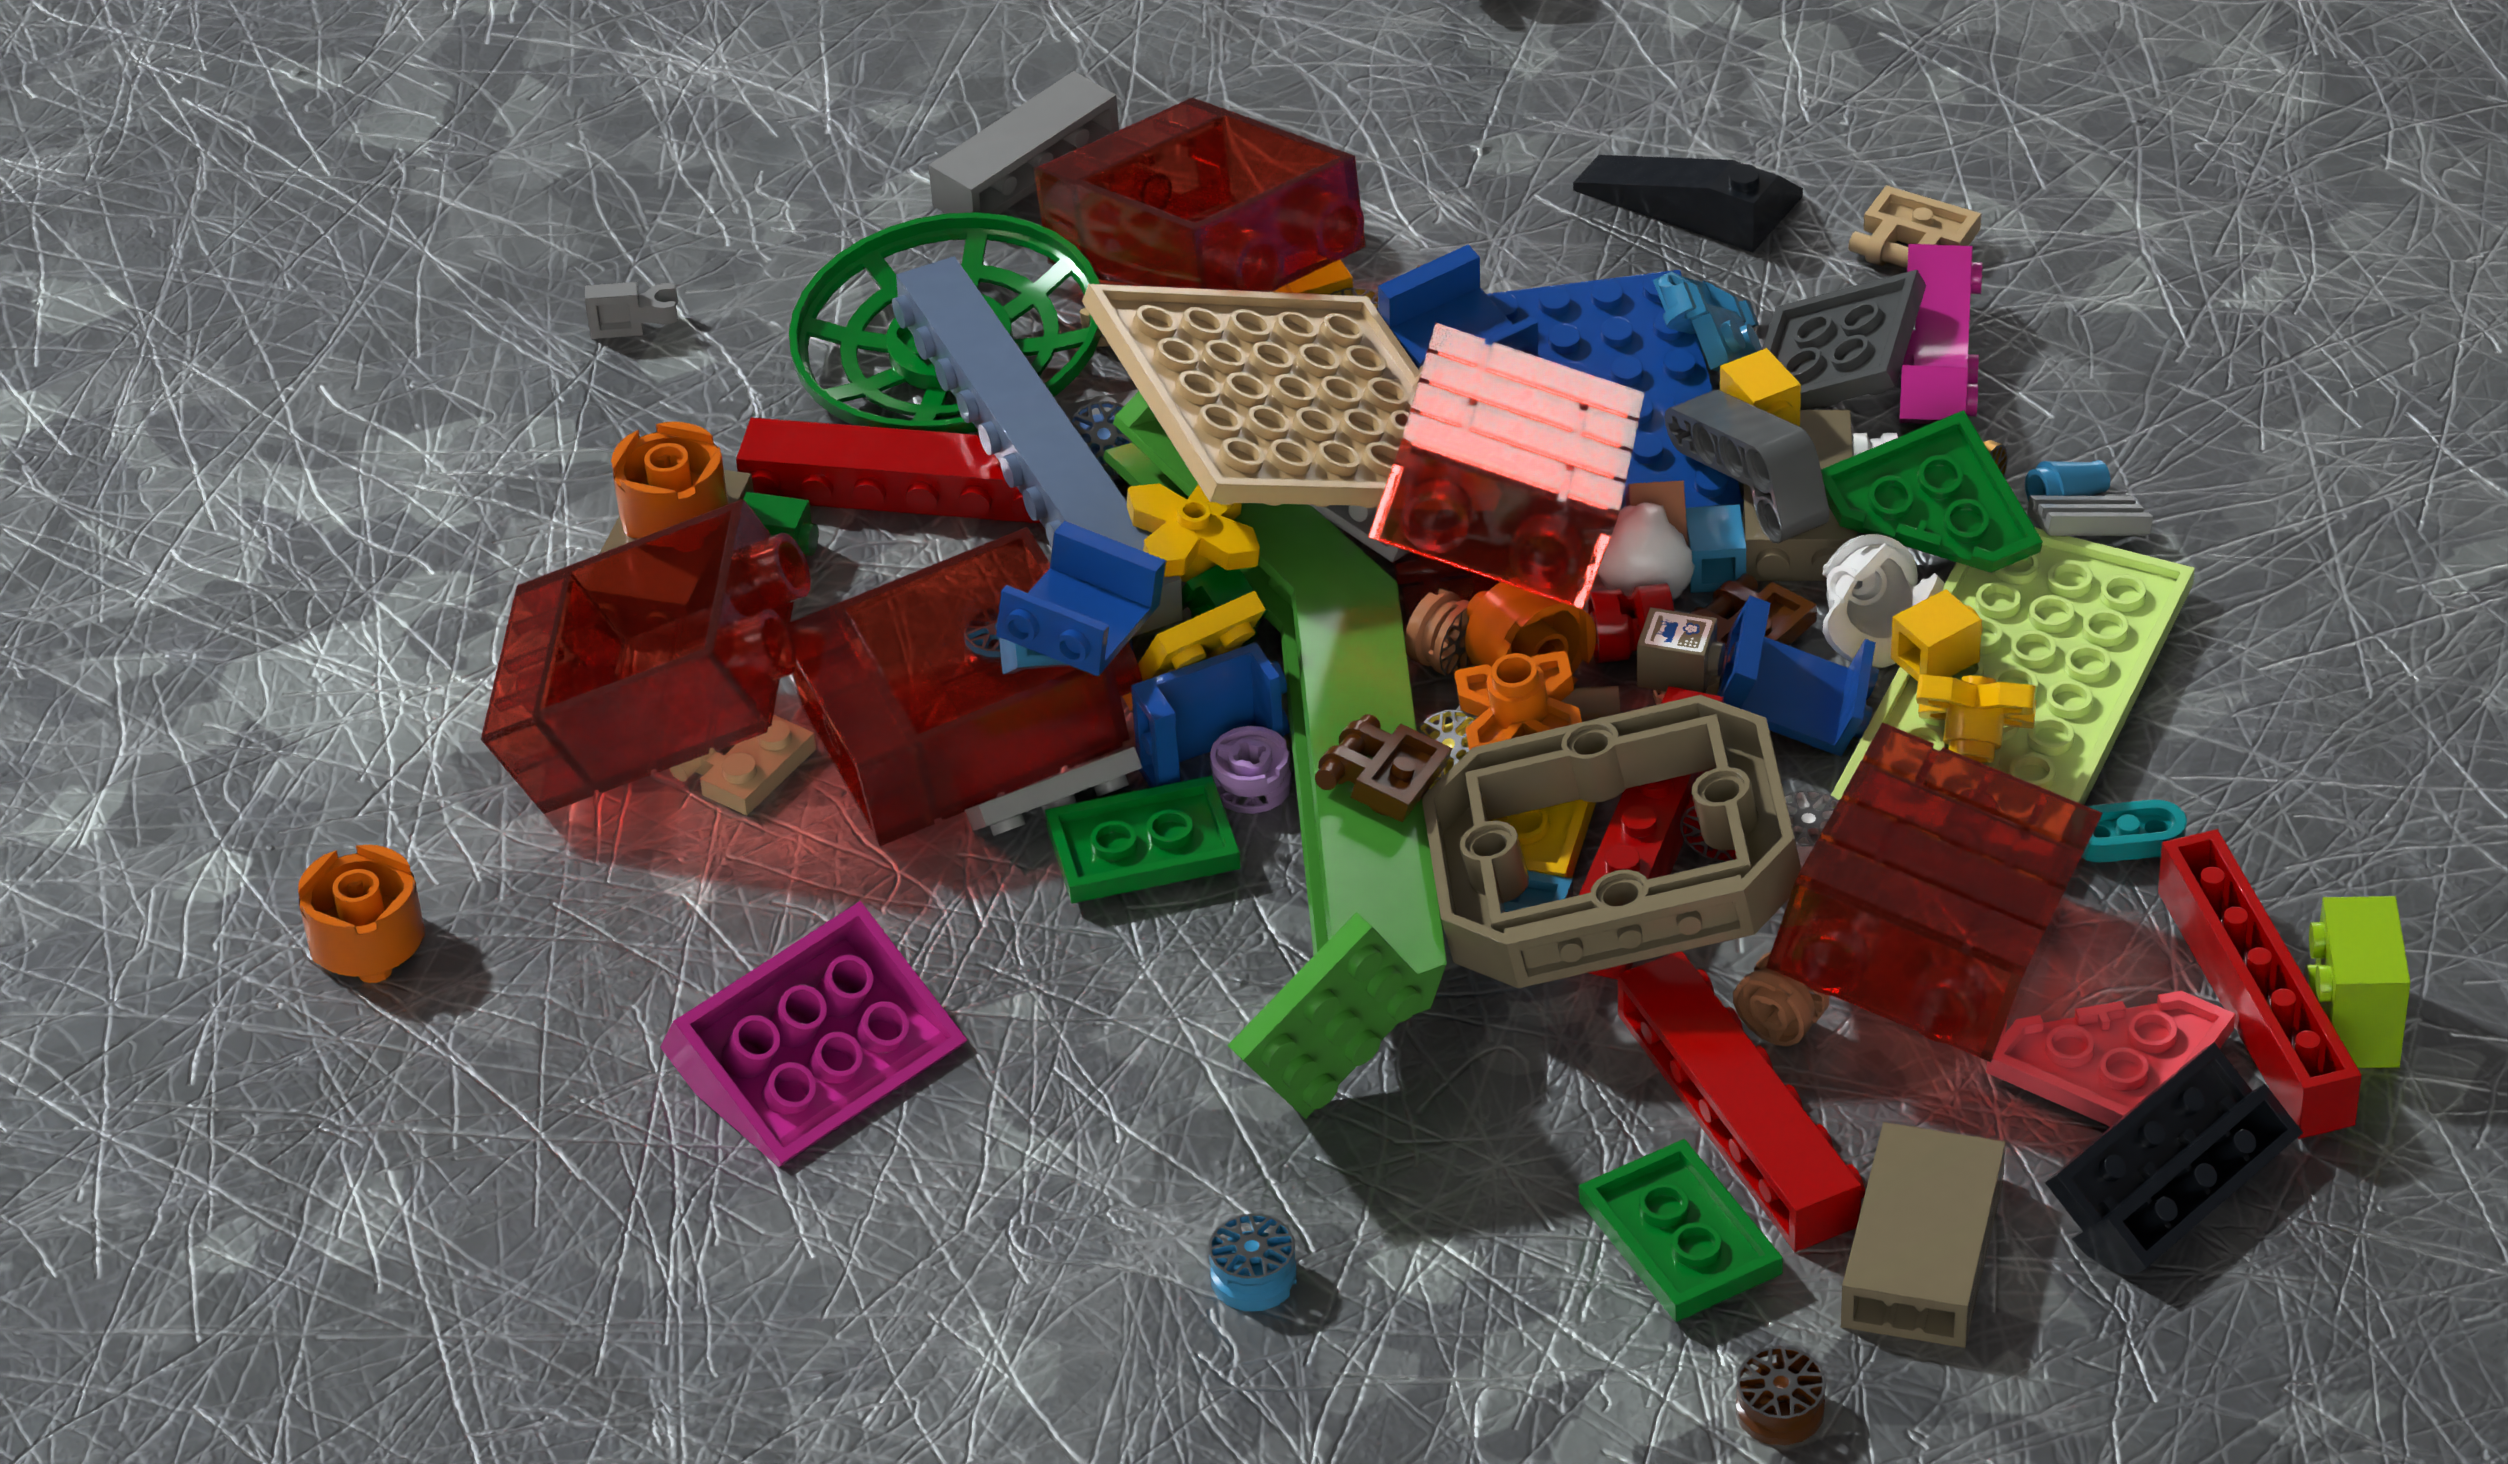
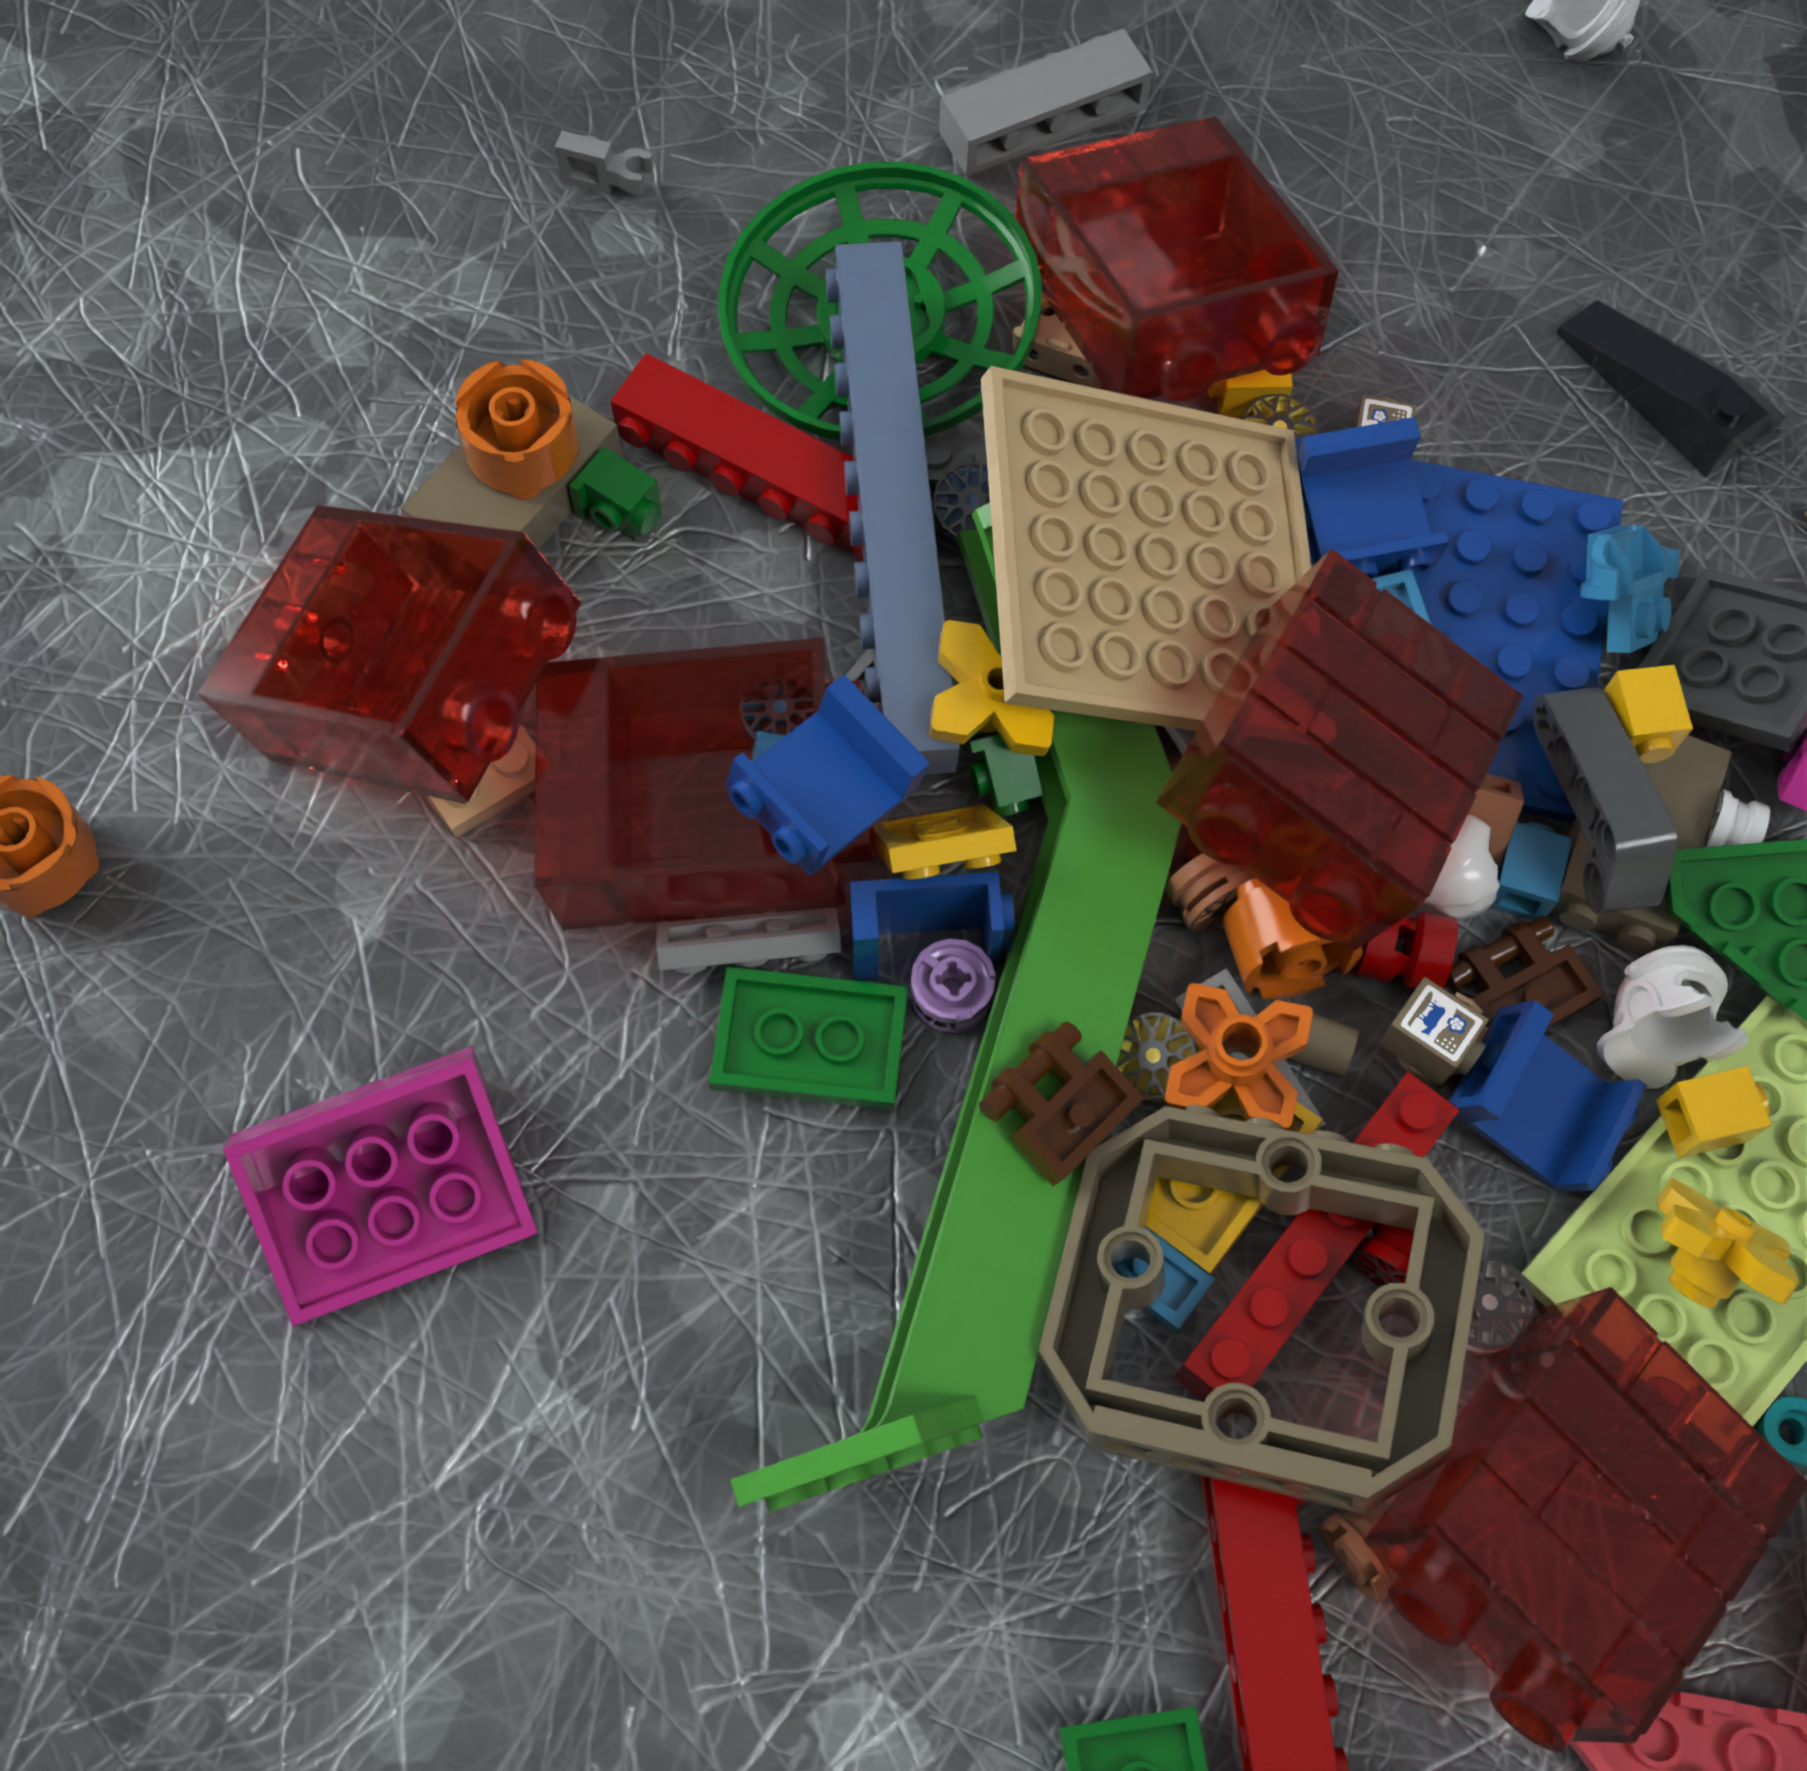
camera: 15 degrees right, 25 degrees up
(1253, 1266) = (689, 1681): dark azure wheel -> none

